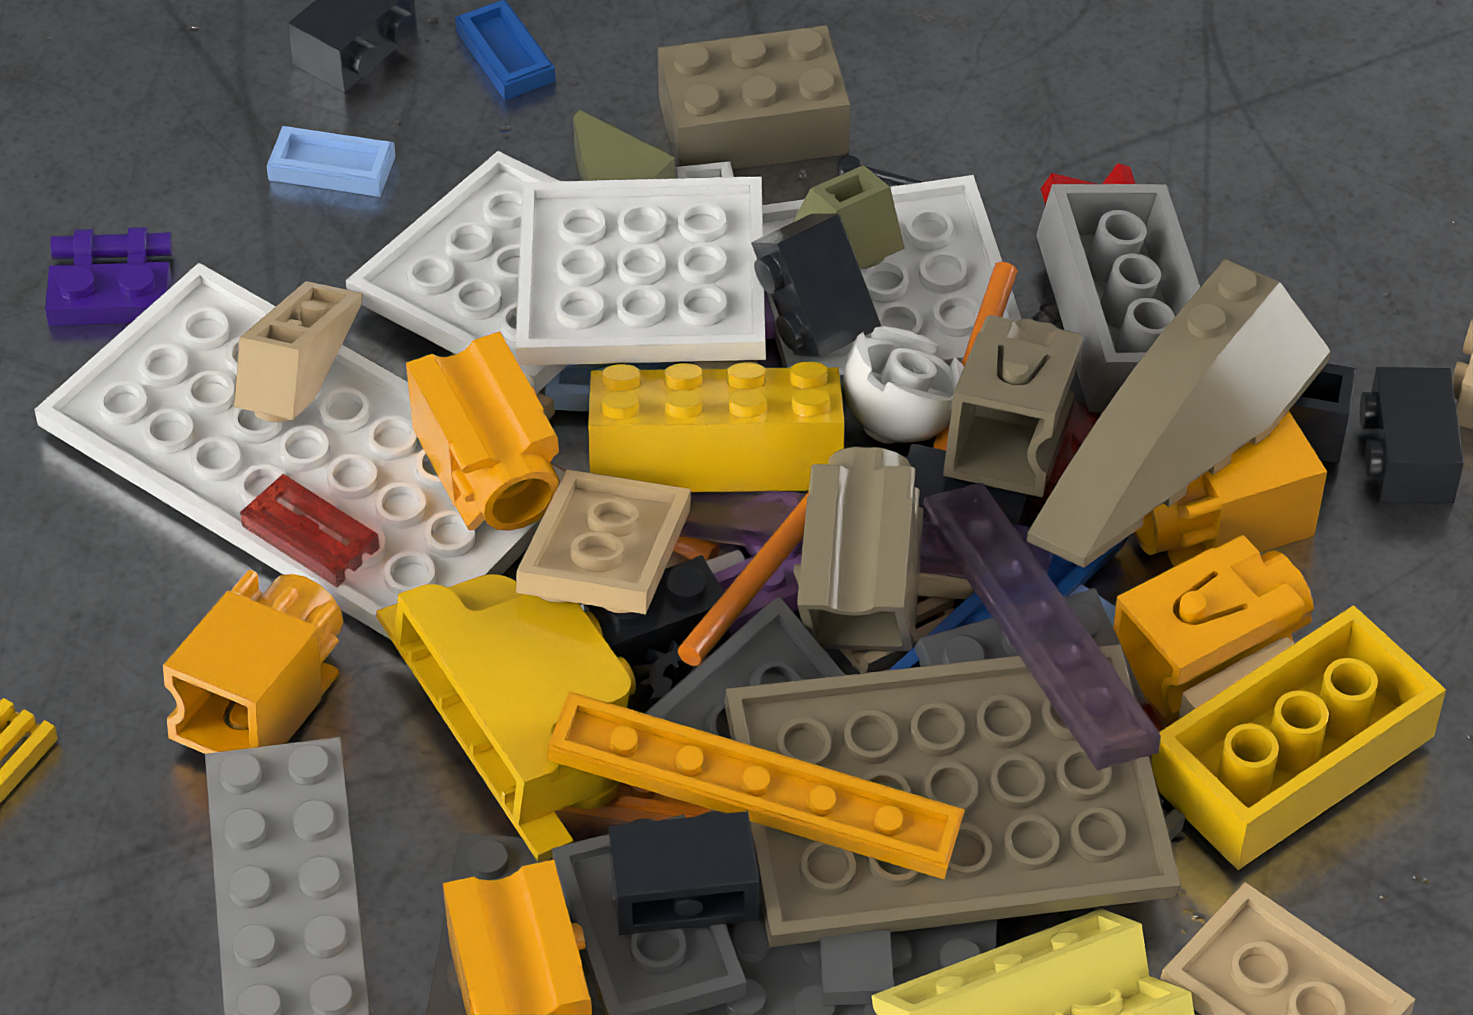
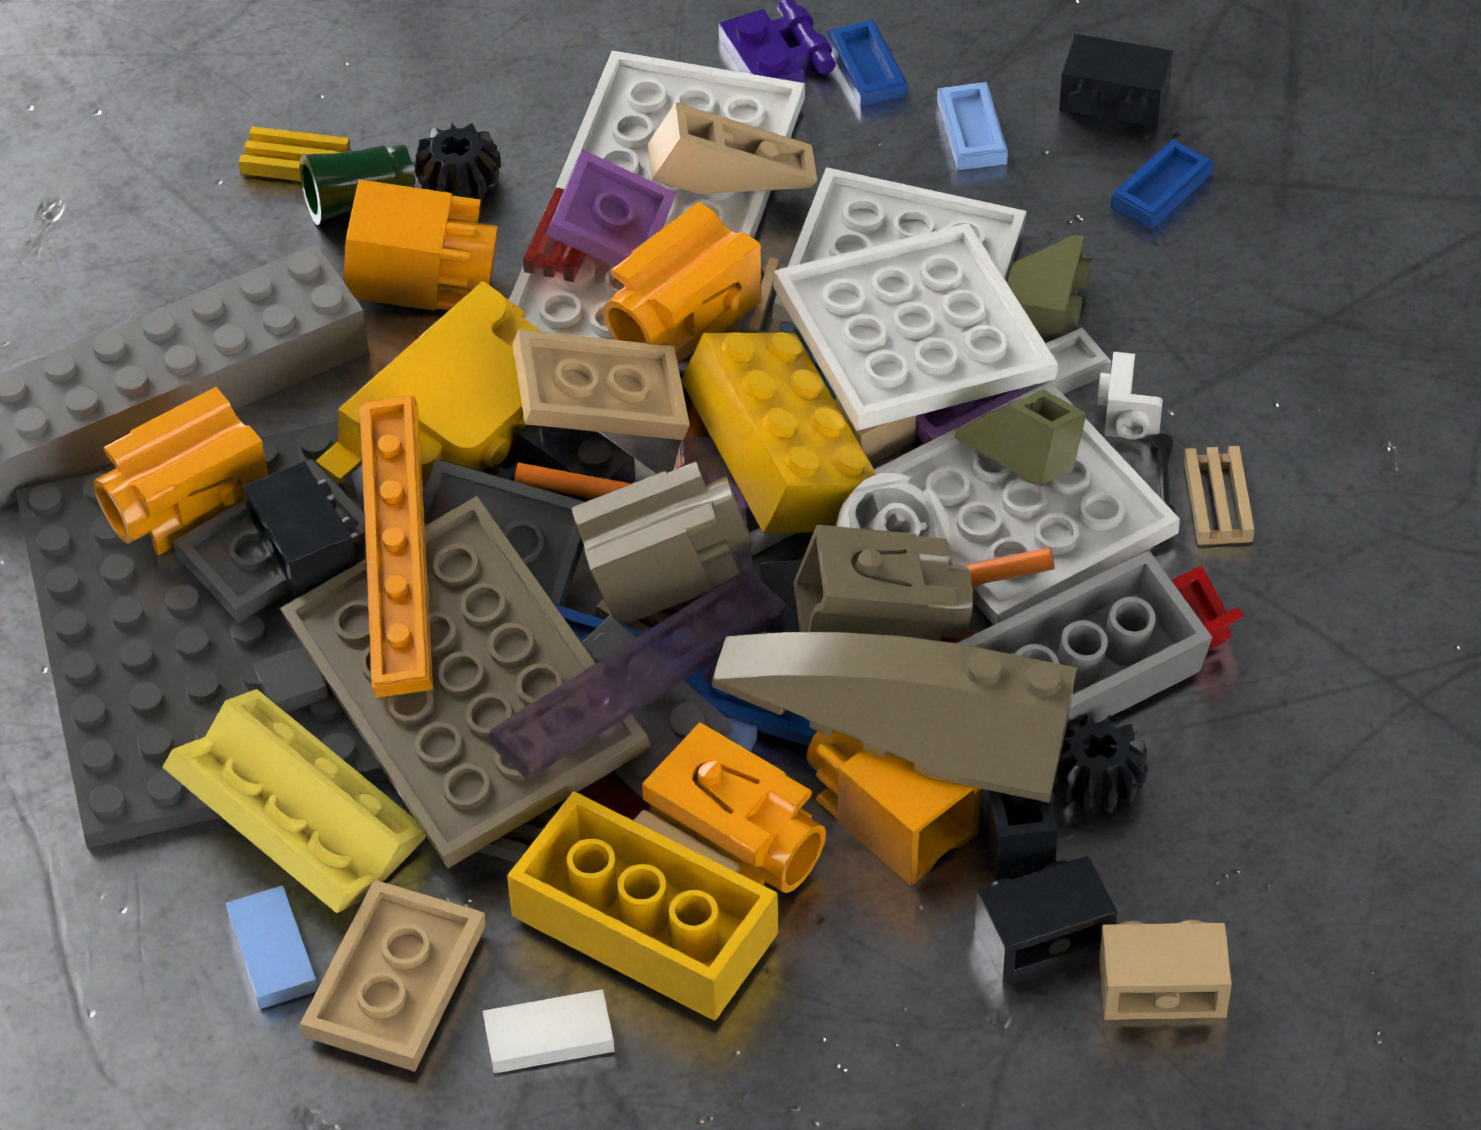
camera: 70 degrees right, 0 degrees up
(88, 710) = (332, 178): none -> dark green plant
(120, 603) = (458, 162): none -> black gear
(186, 211) = (867, 63): none -> blue tile
(328, 467) = (608, 209): none -> medium lavender plate
(754, 99) = (1184, 347): dark tan brick -> none
(791, 166) = (1127, 413): none -> white bracket
(815, 285) = (937, 427): black brick -> none
(940, 139) = (1215, 463): none -> tan tile
(1400, 880) = (548, 1031): none -> white tile

